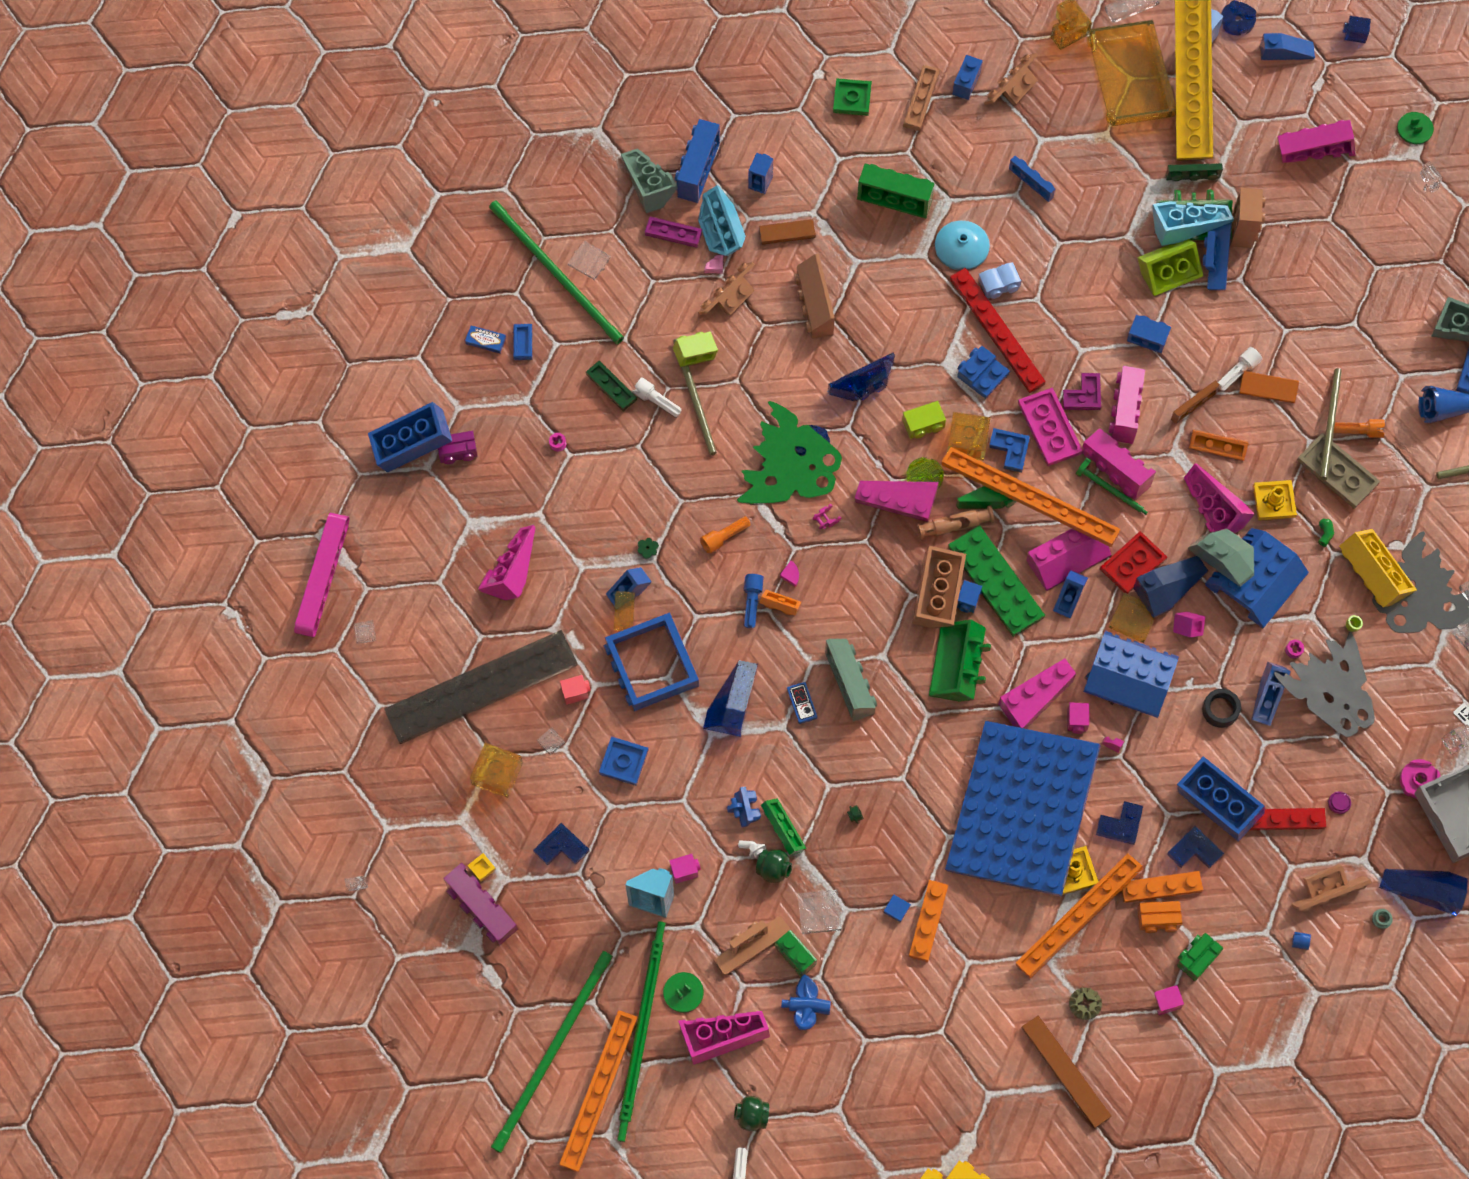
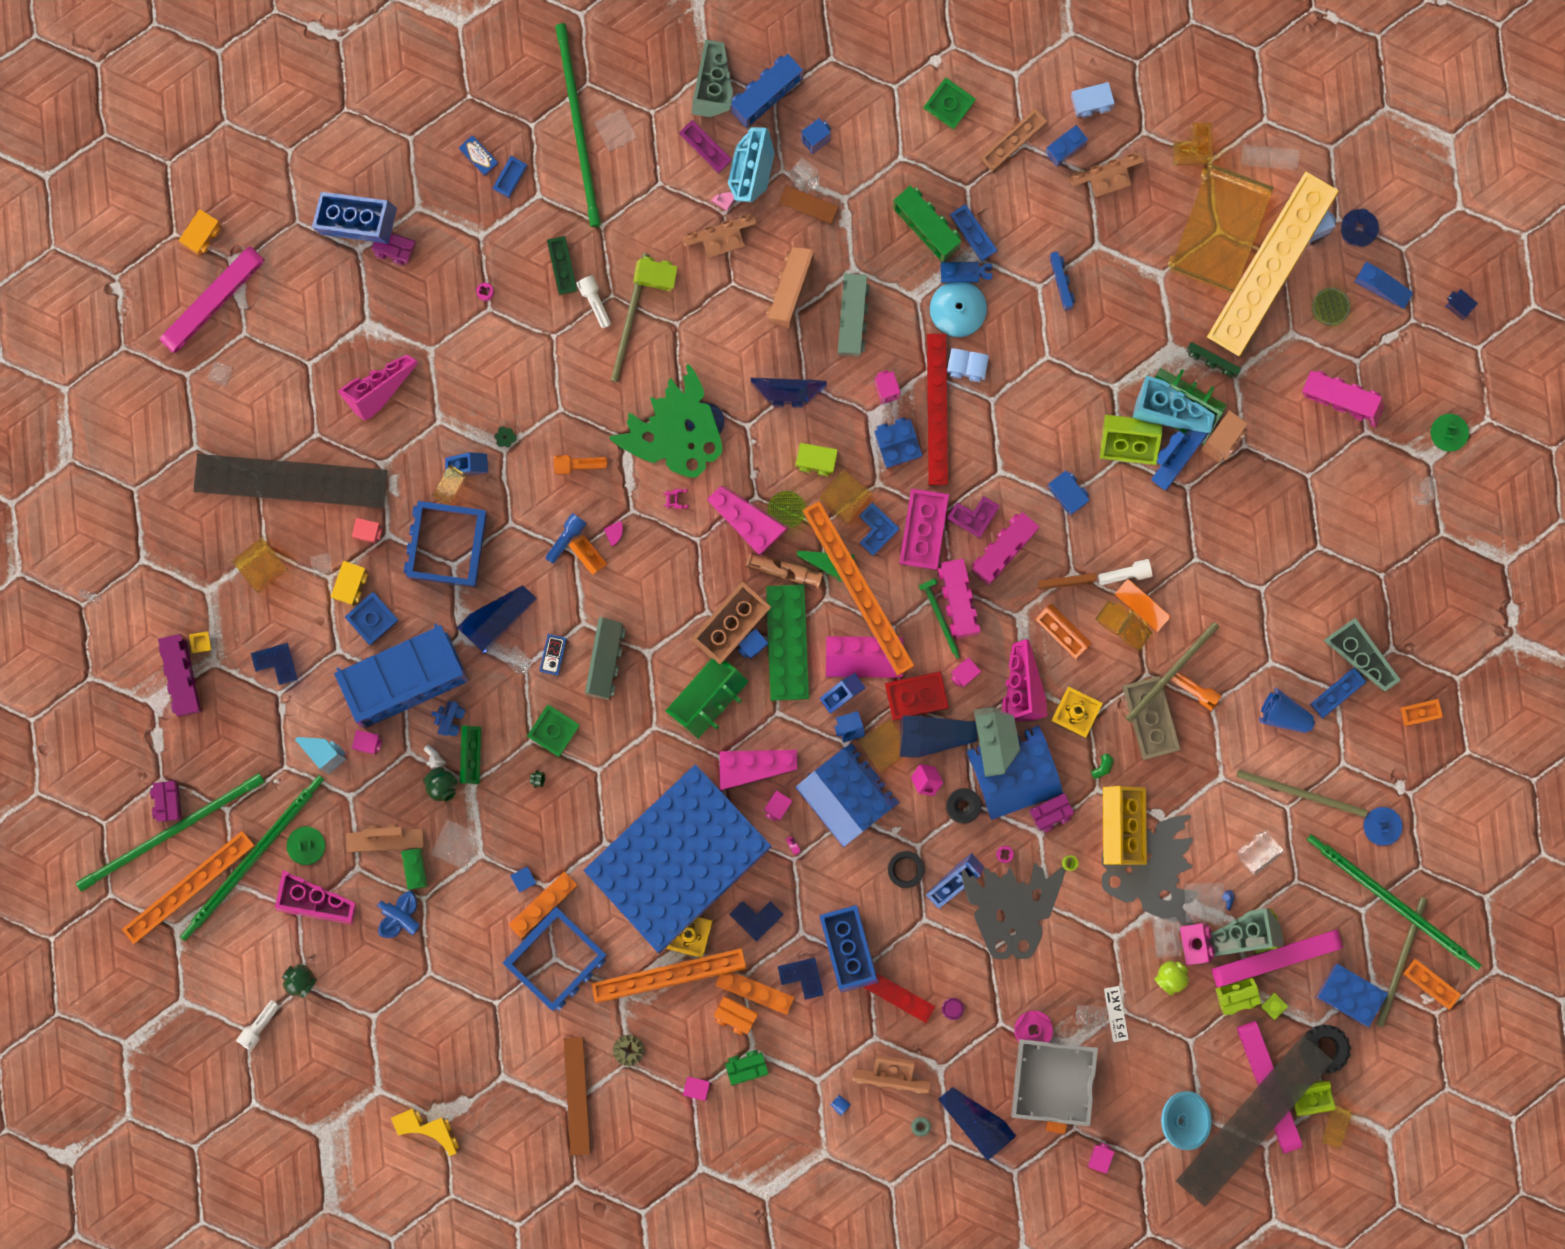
camera: 30 degrees right, 15 degrees up
(279, 525) = (200, 233): none -> light orange brick
(533, 1023) = (167, 801): none -> magenta brick
(585, 742) = (349, 583): none -> yellow brick
(685, 786) = (401, 677): none -> blue container
(772, 207) = (805, 176): none -> clear brick
(774, 724) = (517, 660): none -> clear bracket
(843, 765) = (553, 730): none -> green plate
(879, 291) = (852, 315): none -> sand green wedge
(943, 183) = (973, 232): none -> blue plate
(946, 330) = (887, 387): none -> dark pink brick
(949, 213) = (964, 271): none -> blue plate
(964, 996) = (573, 988): none -> blue window
(965, 34) = (1092, 100): none -> light blue brick
(1096, 616) = (849, 727): none -> blue brick
(1162, 520) = (964, 673): none -> dark pink brick
(1241, 620) = (974, 806): none -> black tyre
(1257, 85) = (1331, 306): none -> tile
(1267, 406) = (1124, 624): none -> clear yellow brick
(1310, 591) = (1052, 812): none -> magenta brick

